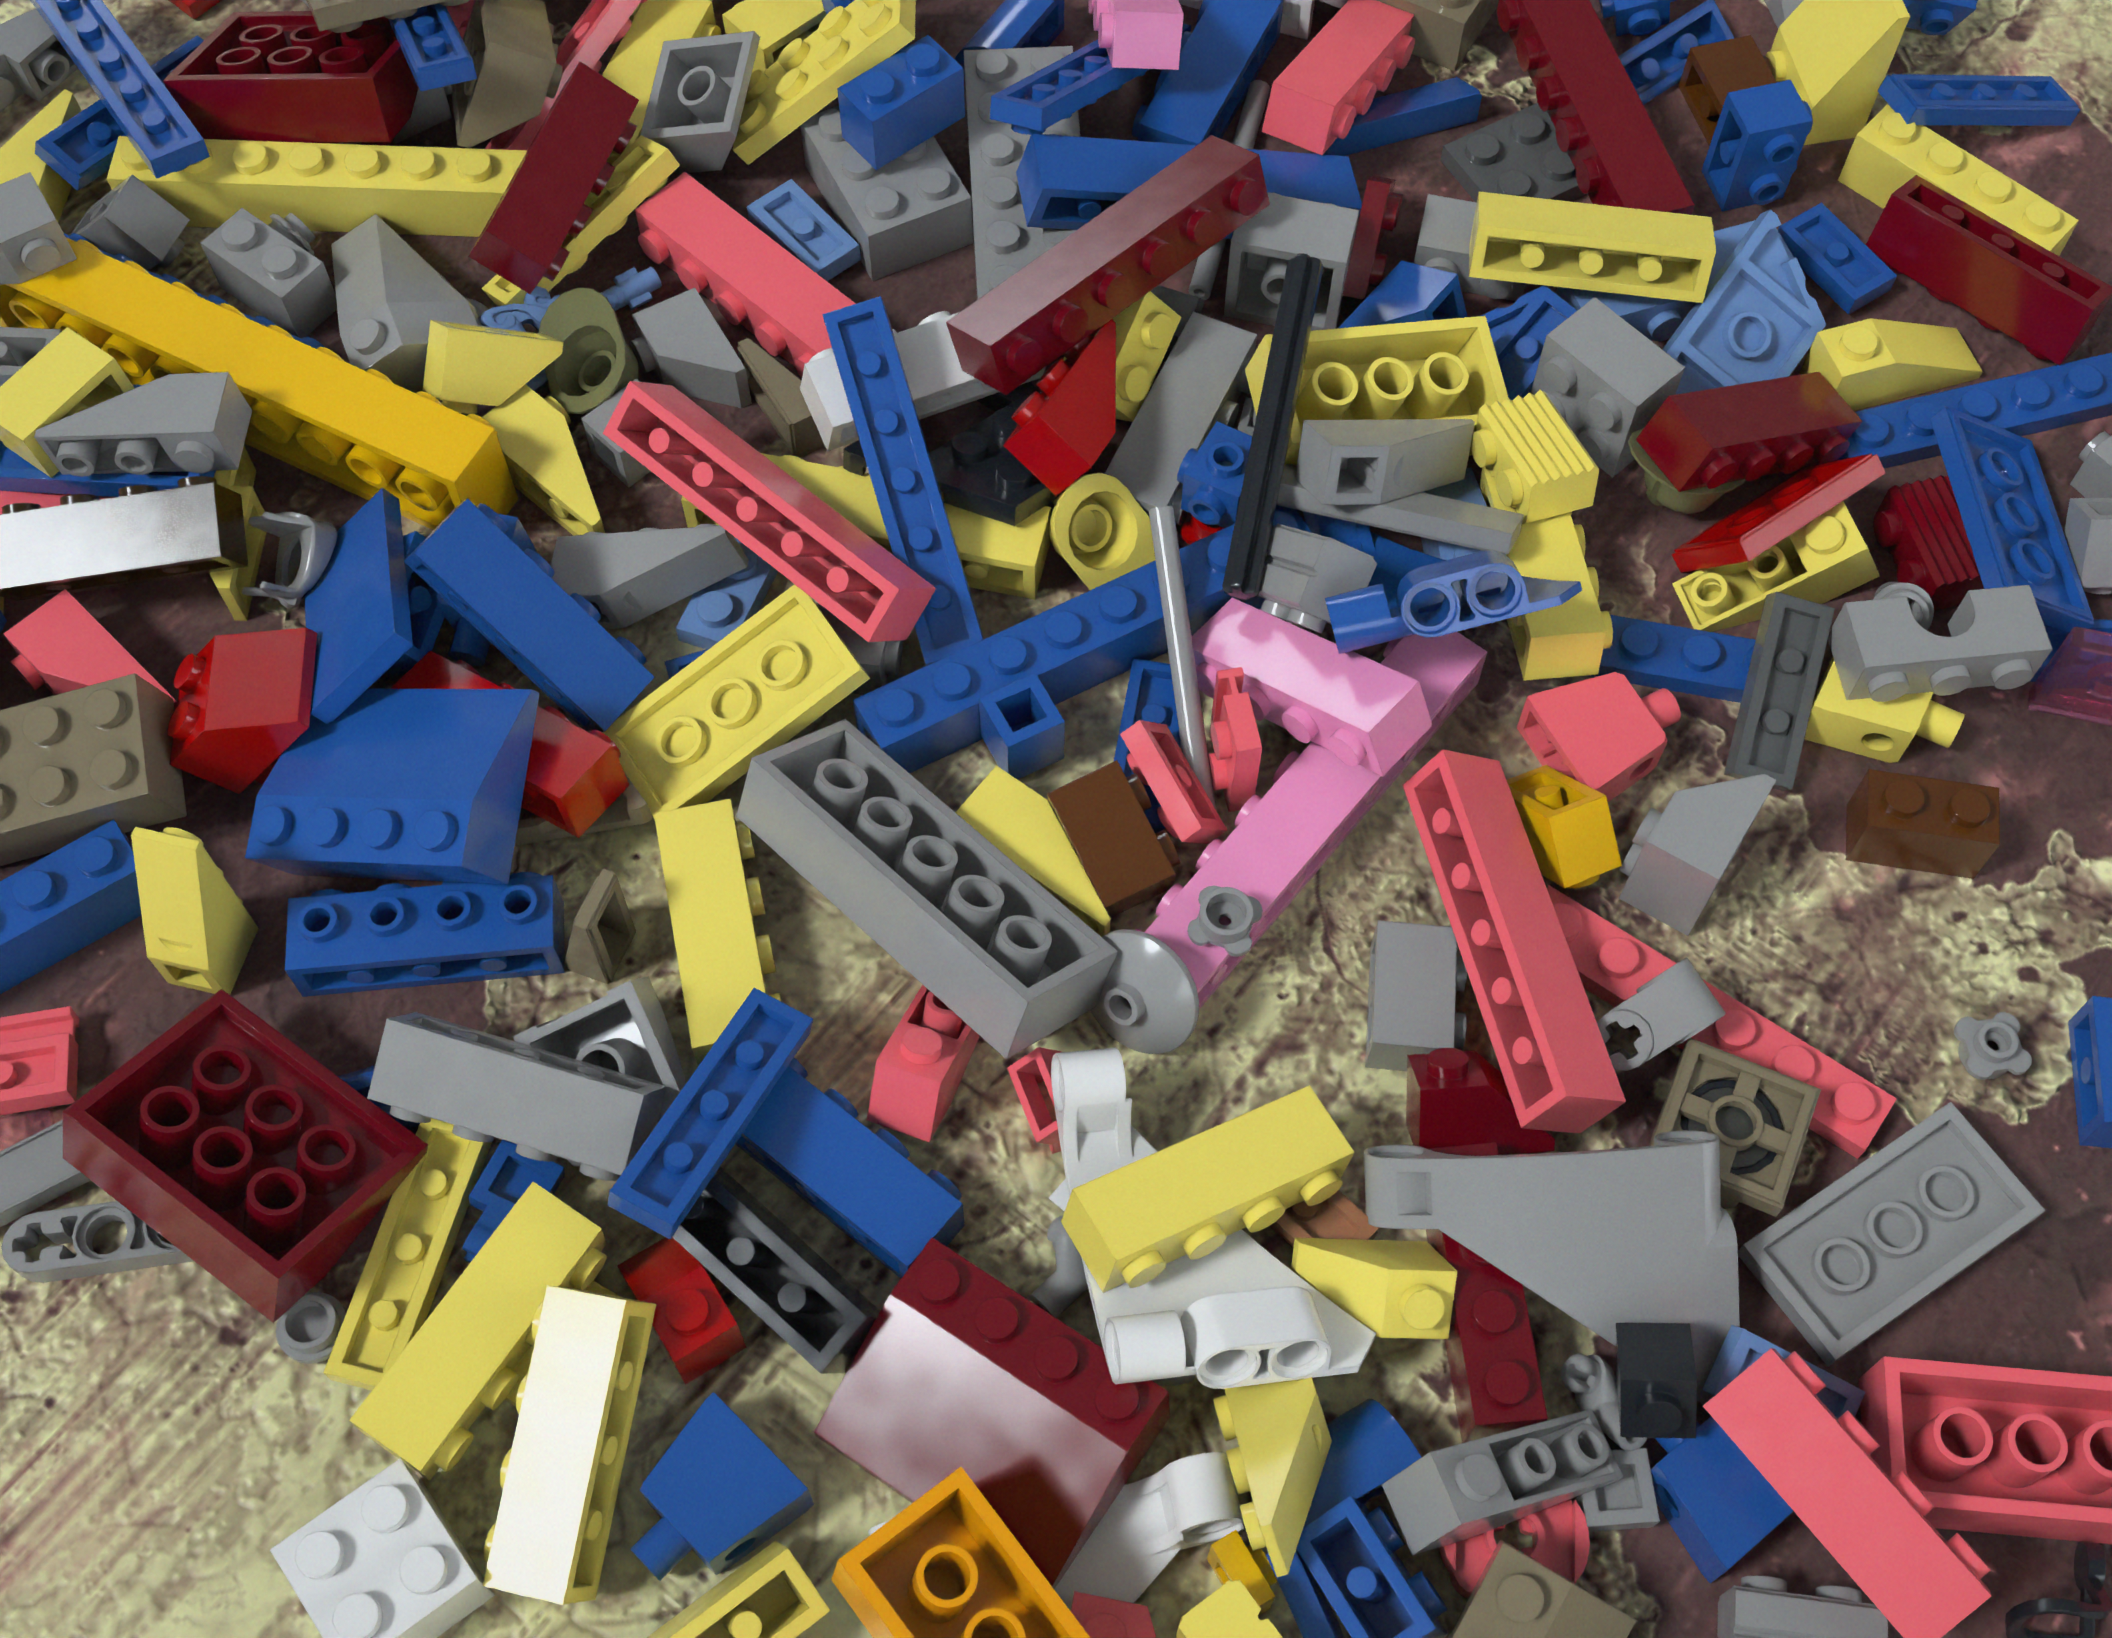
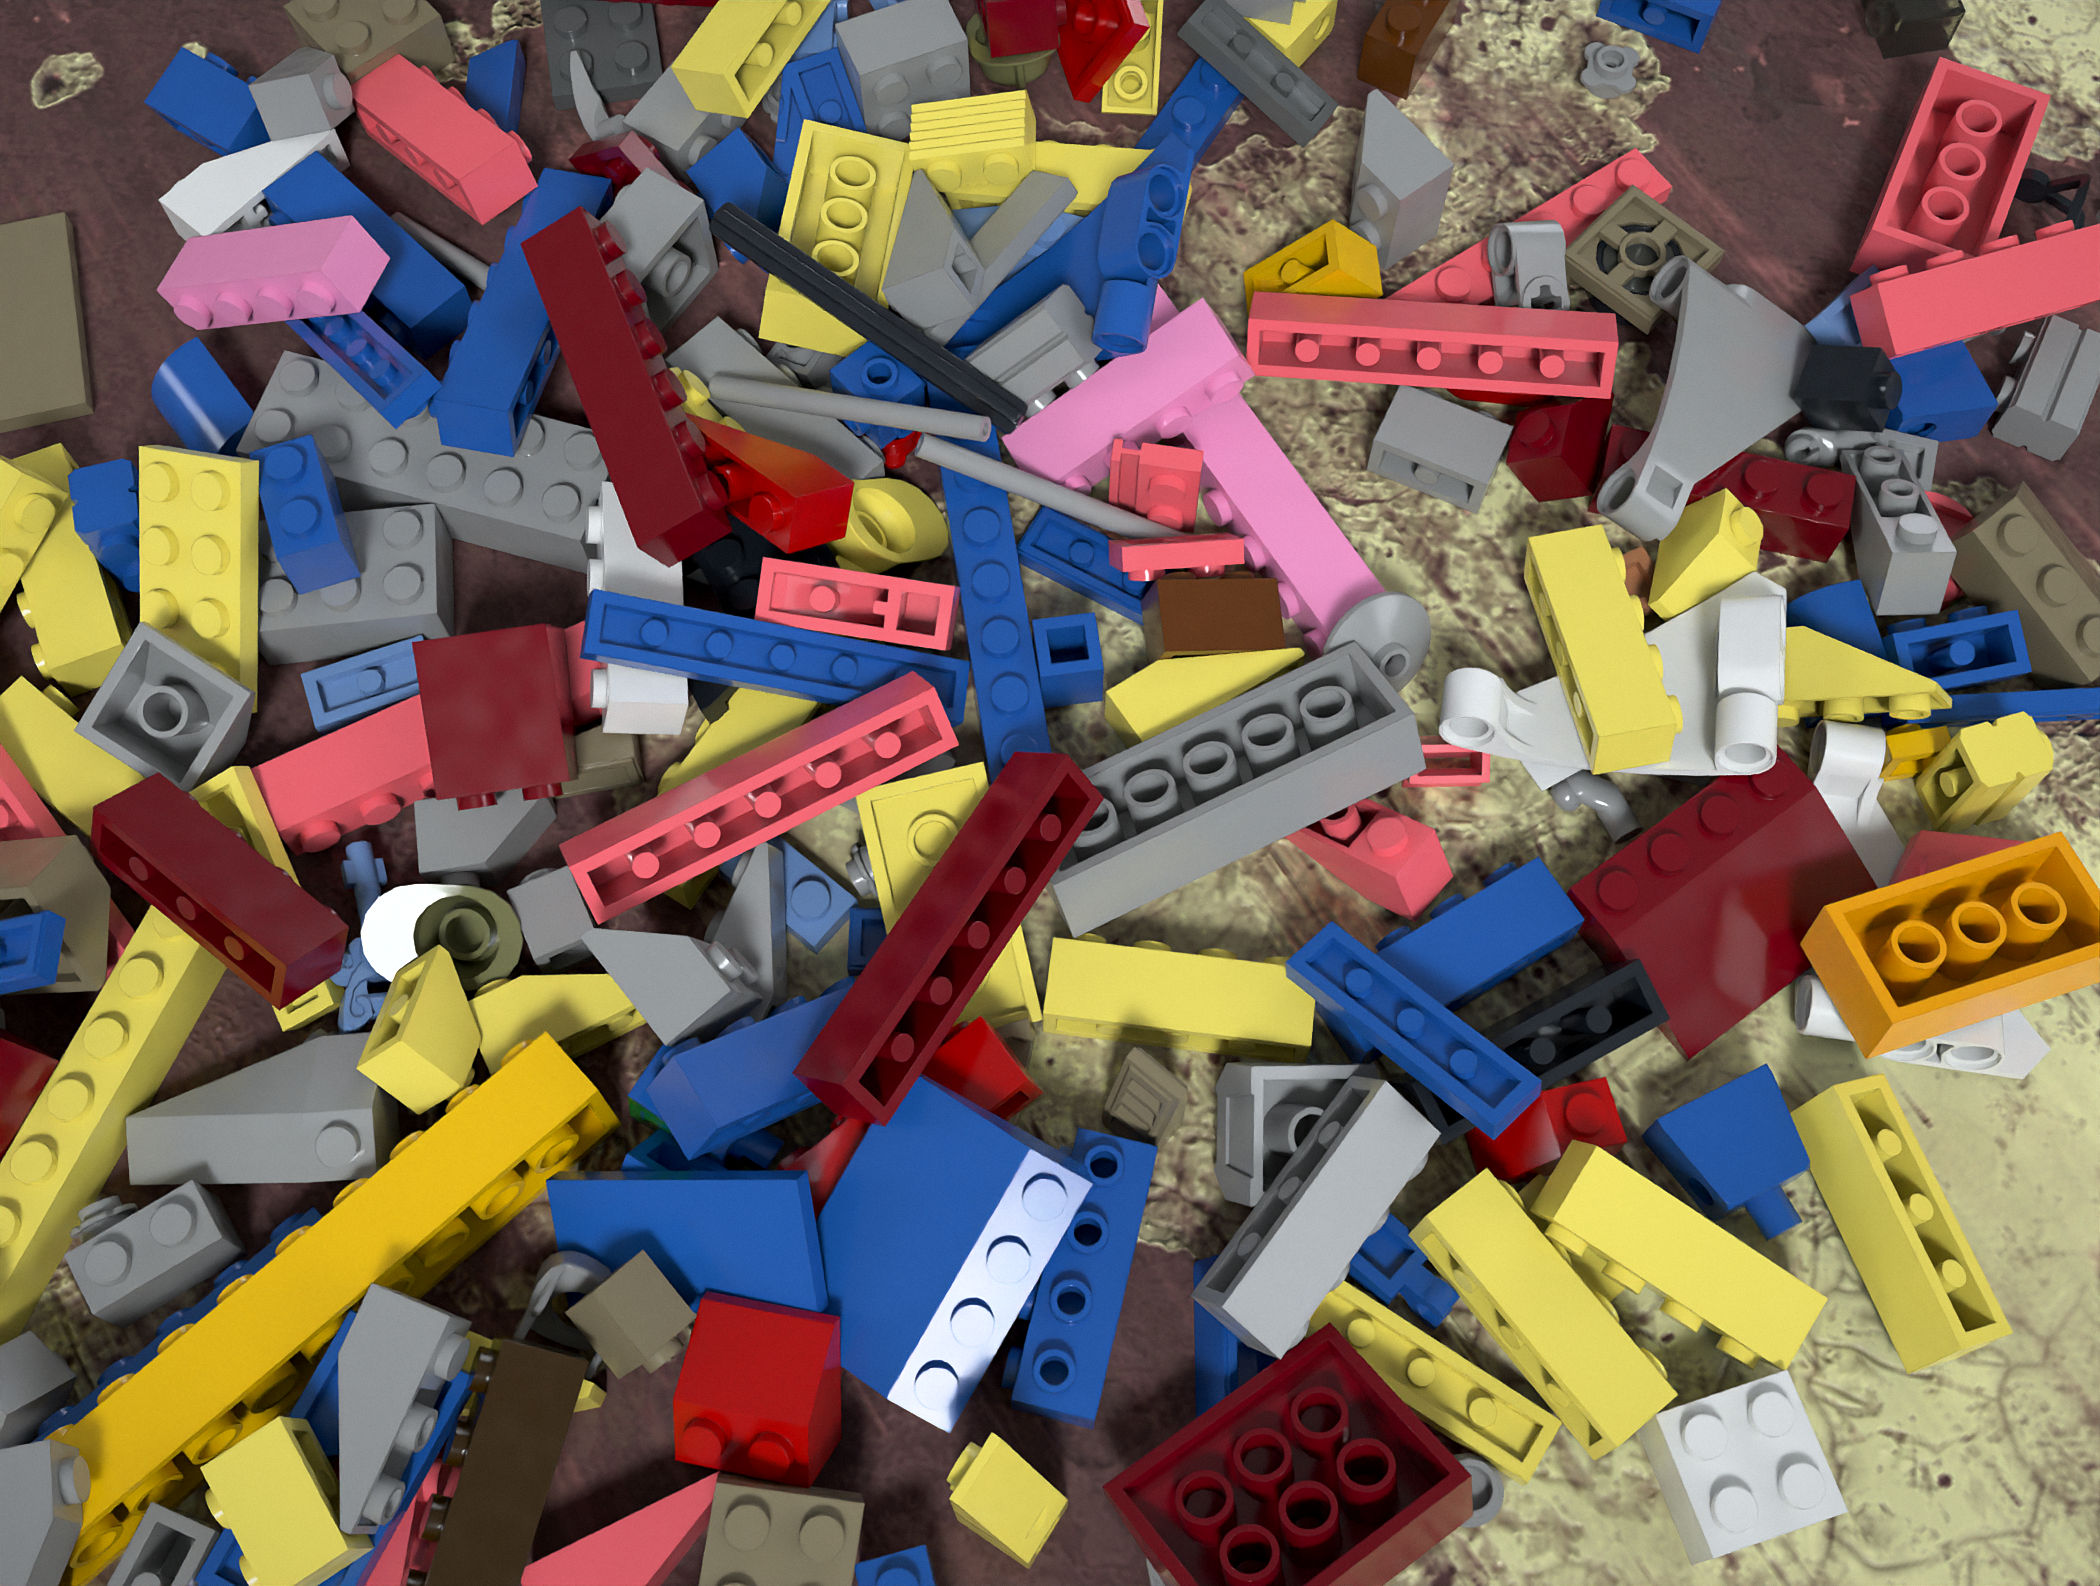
camera: 70 degrees left, 5 degrees up
(276, 583) = (633, 1317): none -> dark tan brick
(562, 499) = (677, 981): none -> light grey slope
(666, 683) = (948, 937): none -> dark red brick
(768, 295) = (497, 713): none -> dark red slope
(986, 530) = (857, 604): none -> coral slope
(1181, 451) = (851, 408): none -> light grey piece
(1227, 902) = (1347, 536): light grey plate -> none
(1449, 172) = (590, 104): none -> light grey bar
(1599, 731) = (1241, 215): coral torso -> none
(1889, 1233) = (1746, 195): light grey plate -> none

